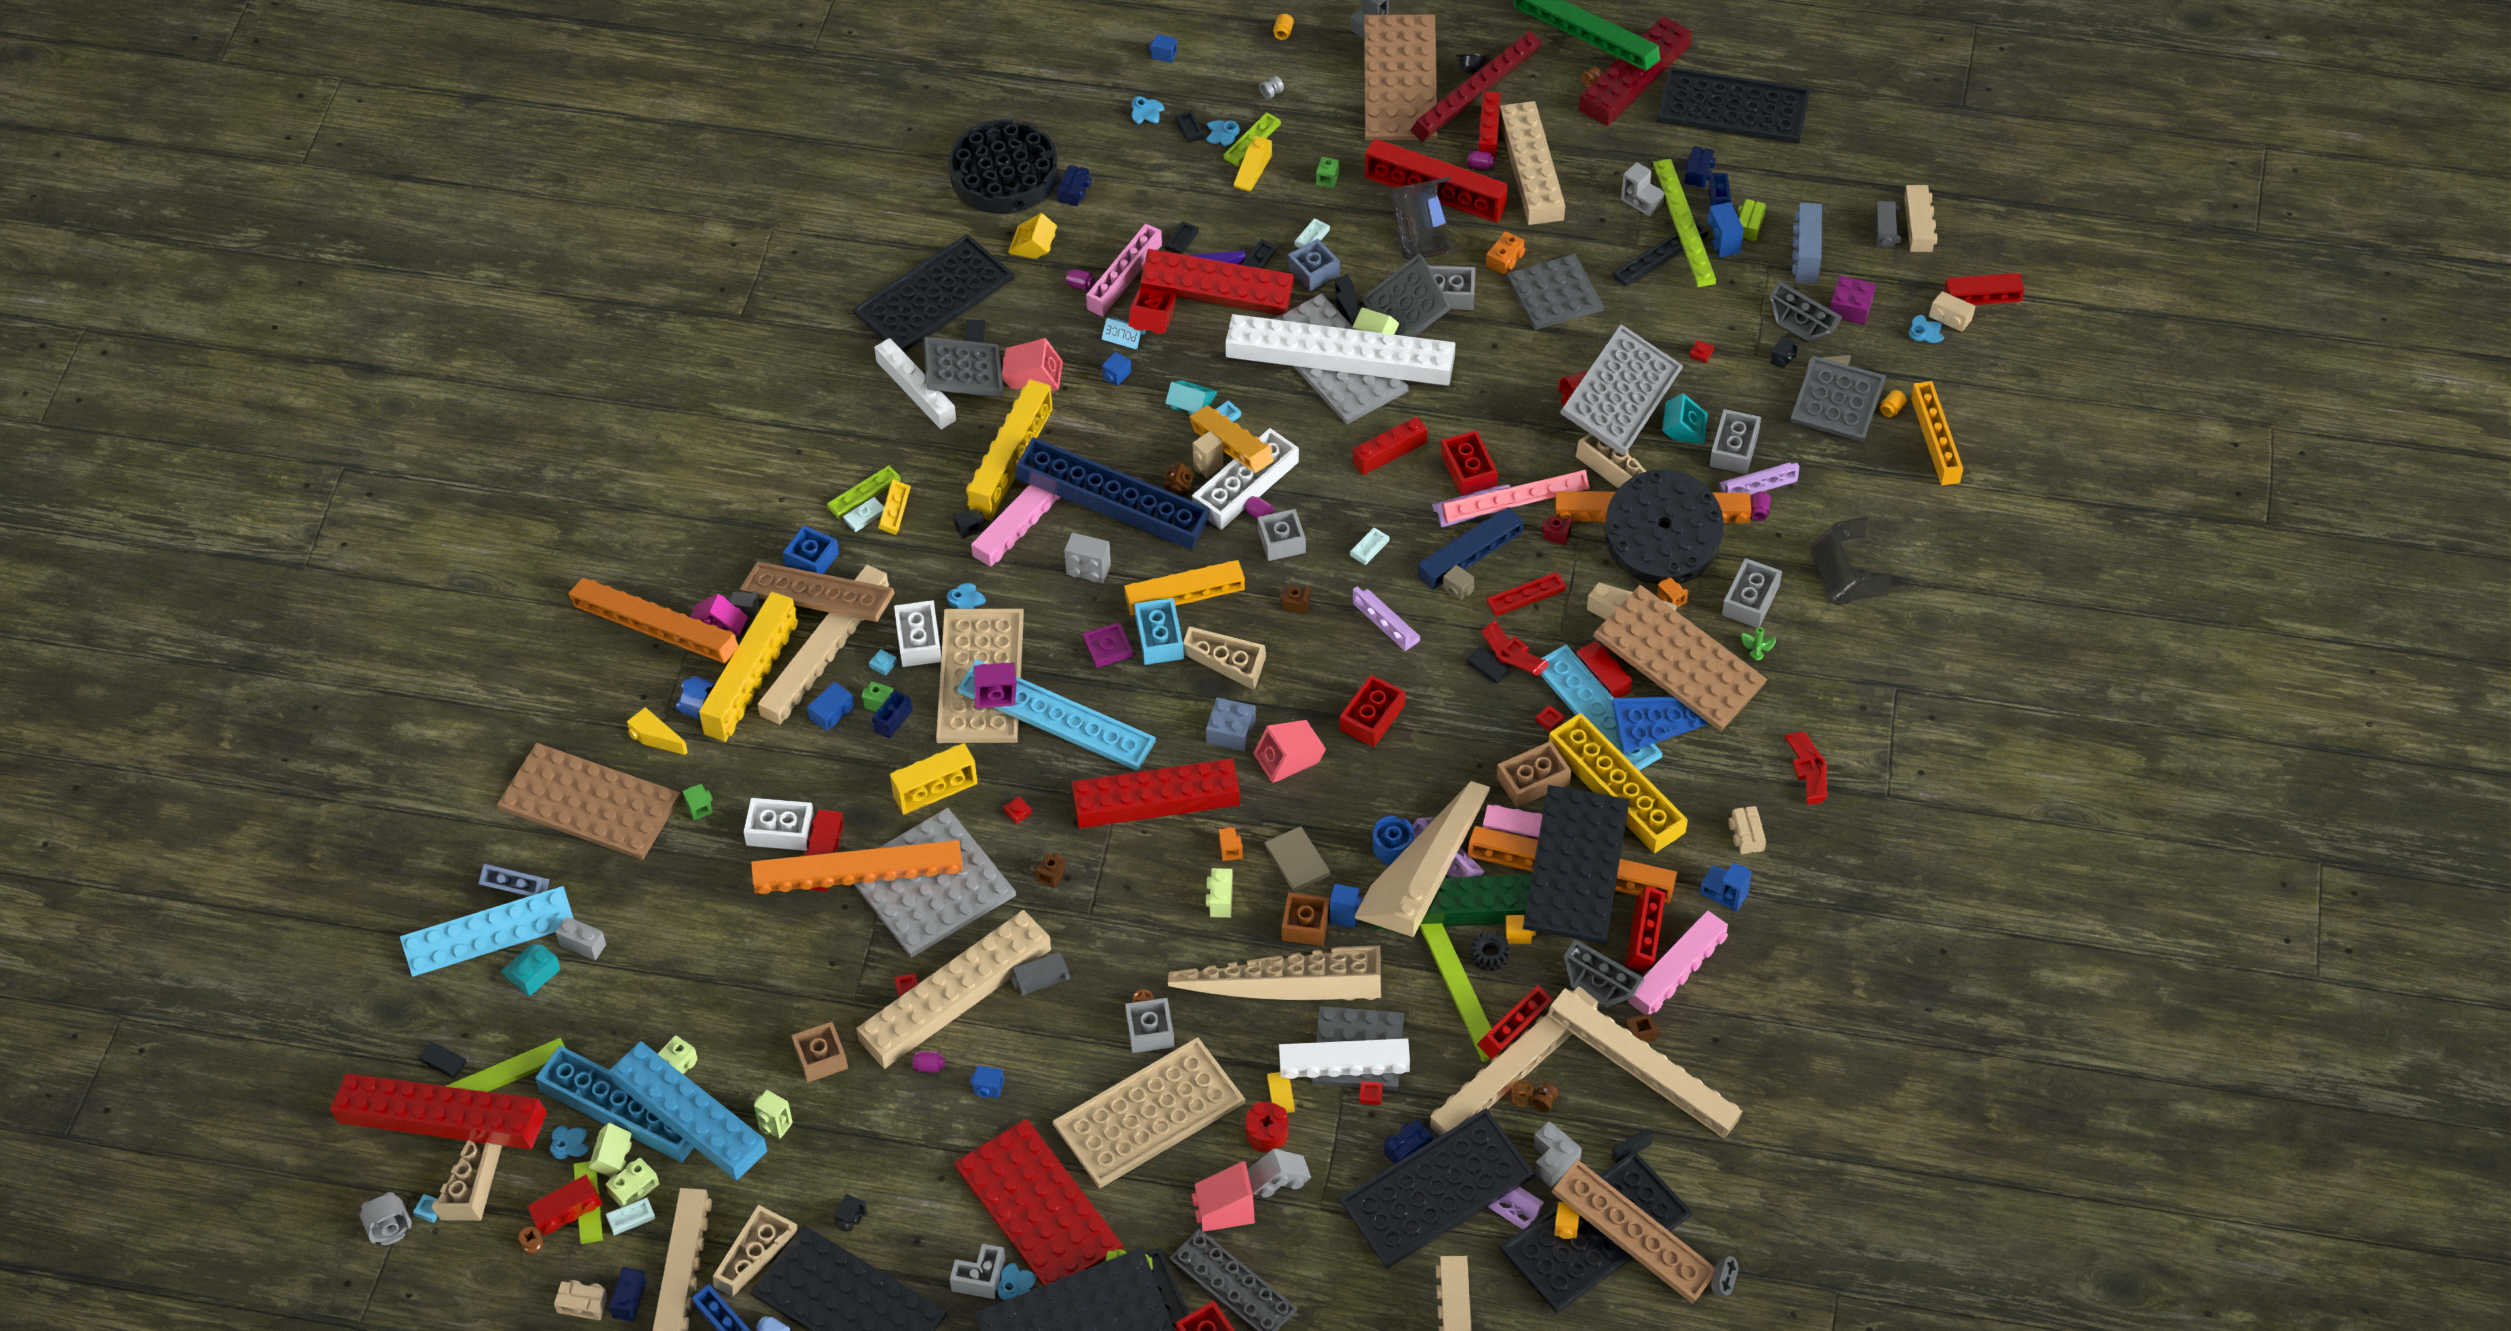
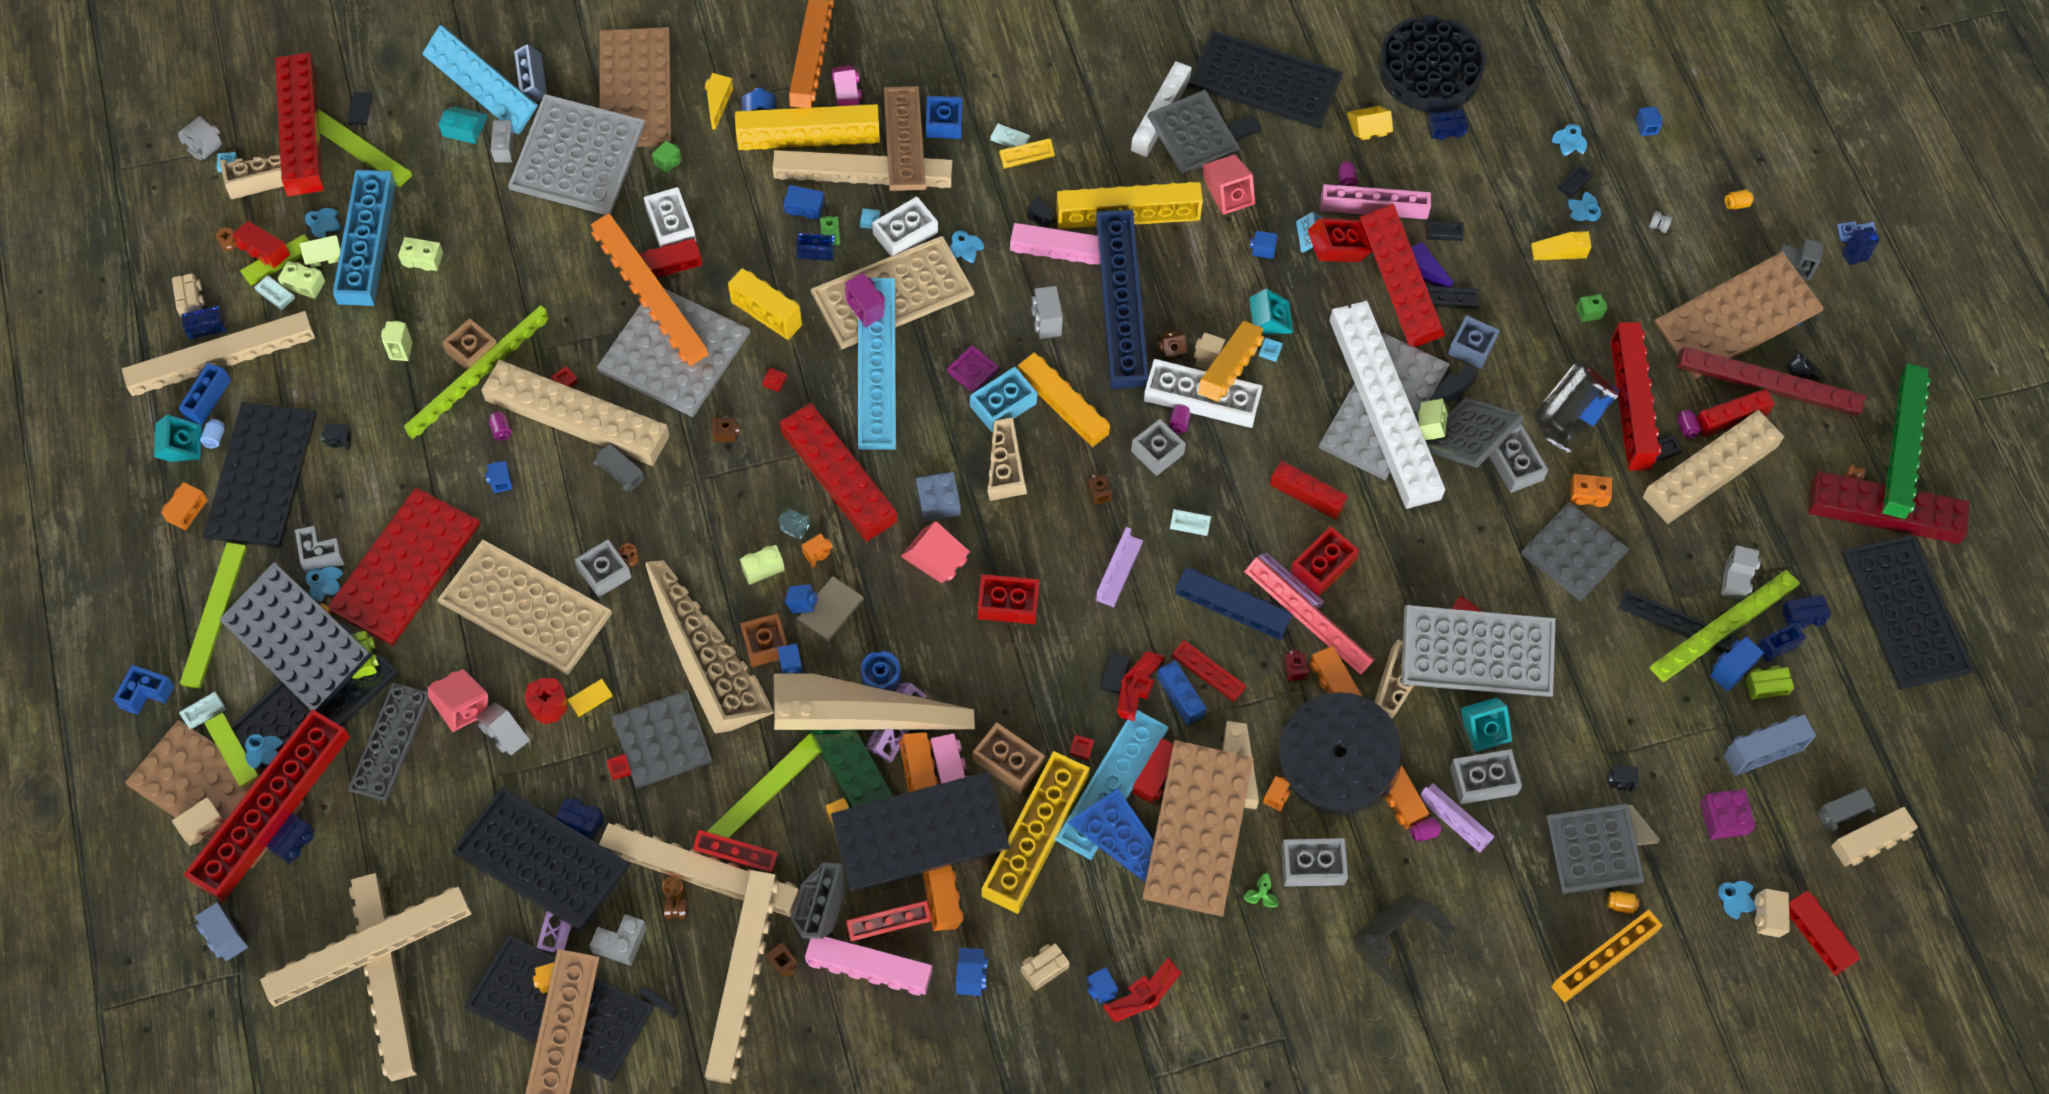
camera: 60 degrees right, 10 degrees up
(644, 877) = (576, 154): none -> light grey plate
(688, 1110) = (362, 280): dark azure brick -> none
(746, 602) = (872, 95): dark grey brick -> none
(754, 1248) = (276, 385): tan wedge -> none
(855, 1066) = (476, 372): none -> lime plate
(863, 492) = (1033, 126): lime tile -> none
(1190, 851) = (798, 527): none -> clear light blue brick
(1262, 128) = (1598, 235): lime tile -> none
(1278, 872) = (801, 599): none -> blue brick
(1314, 230) = (1512, 327): light aqua plate -> none
(1344, 1058) = (635, 730): white brick -> none
(1458, 582) = (1188, 610): dark tan brick -> none
(1490, 941) = (807, 813): black tyre -> none
(1538, 621) = (1181, 693): none -> blue brick
(1701, 351) = (1582, 705): red plate -> none
(1787, 794) = (1102, 986): none -> blue brick
(1802, 314) = (1681, 774): dark grey wedge -> none

